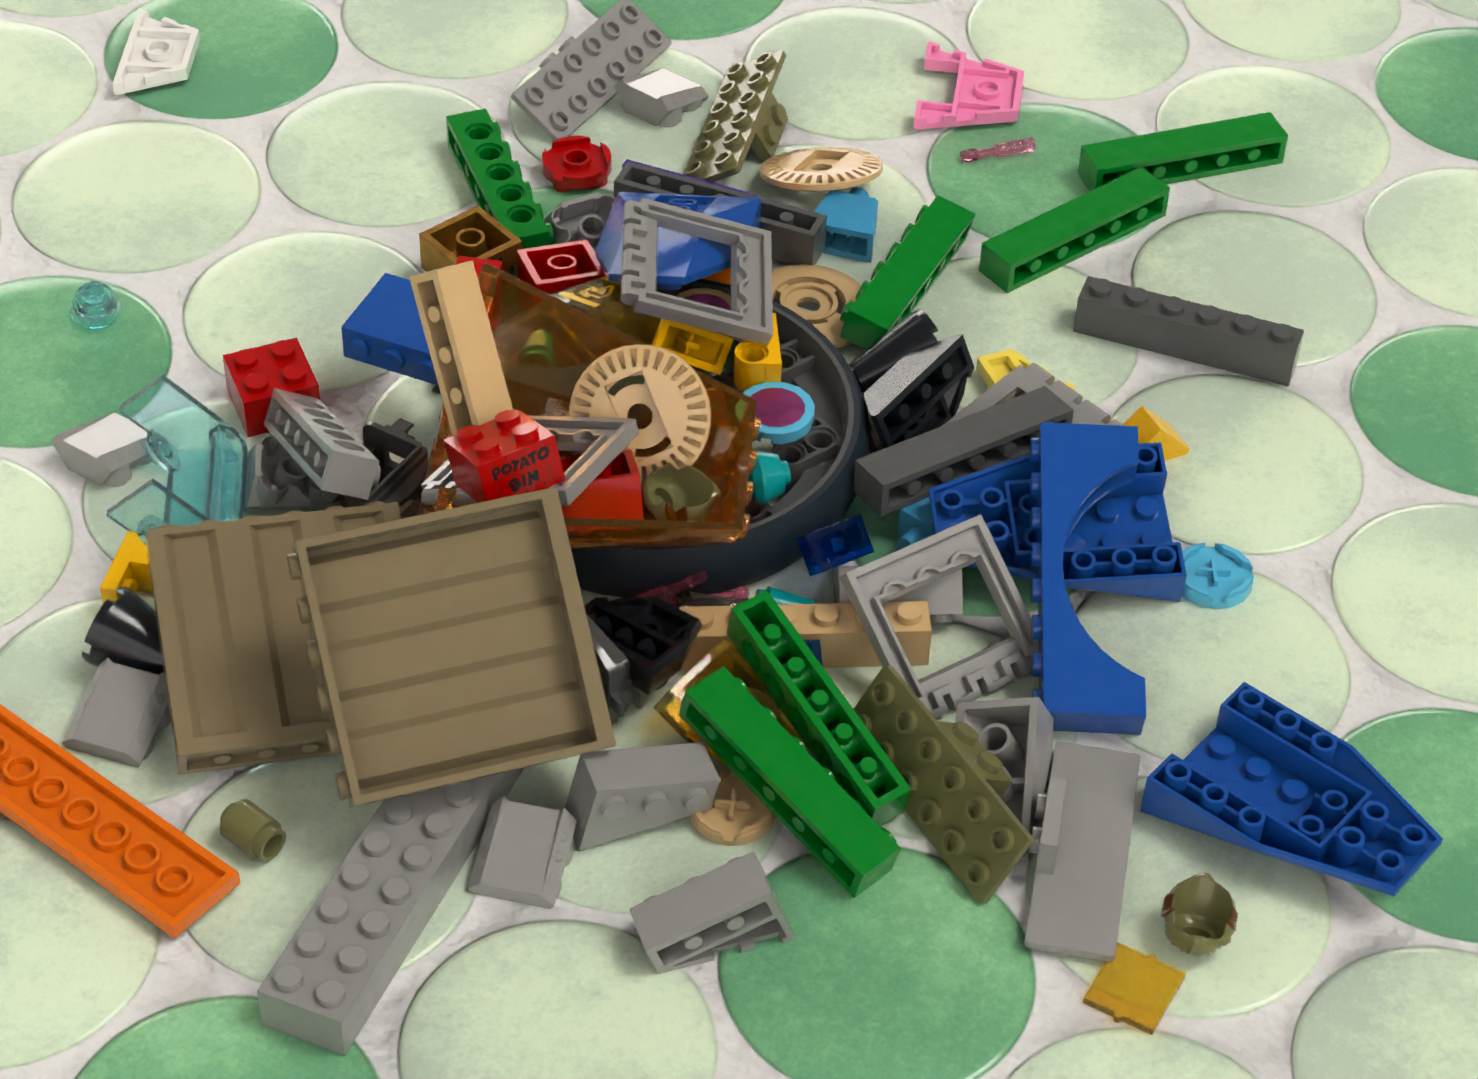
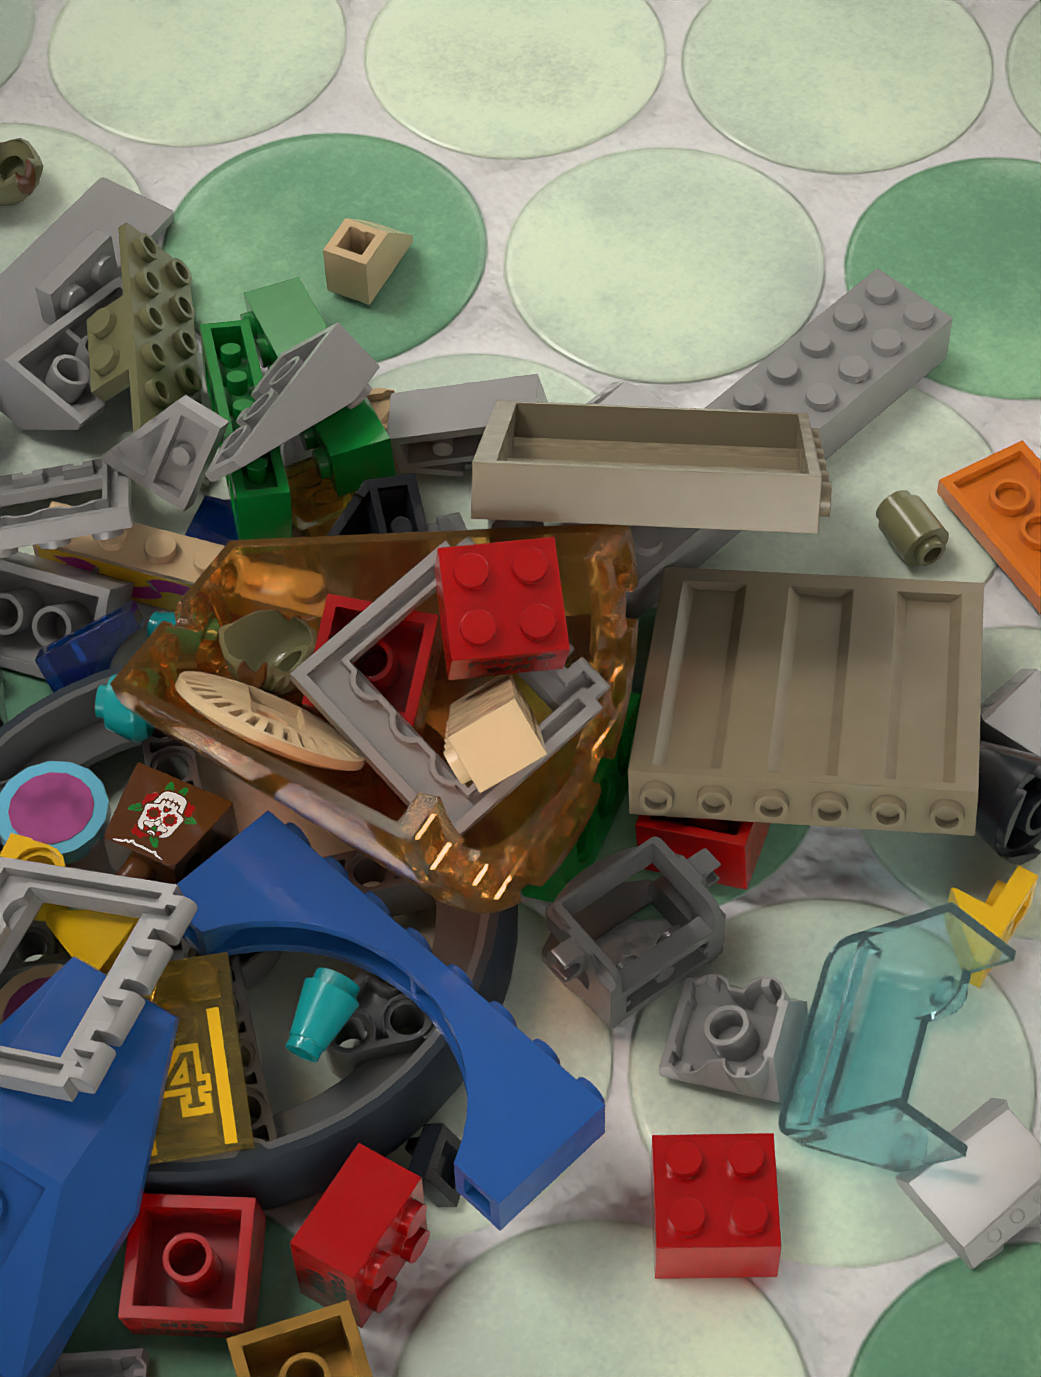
camera: 155 degrees left, 10 degrees up
(322, 444) = (713, 977): light grey brick -> none
(710, 915) = (464, 294): light grey wedge -> none
(765, 683) = (296, 394): none -> light grey wedge
(823, 934) = (362, 258): none -> tan slope
(851, 653) = (171, 451): none -> light grey wing
(1134, 989) = (98, 155): clear yellow piece -> none

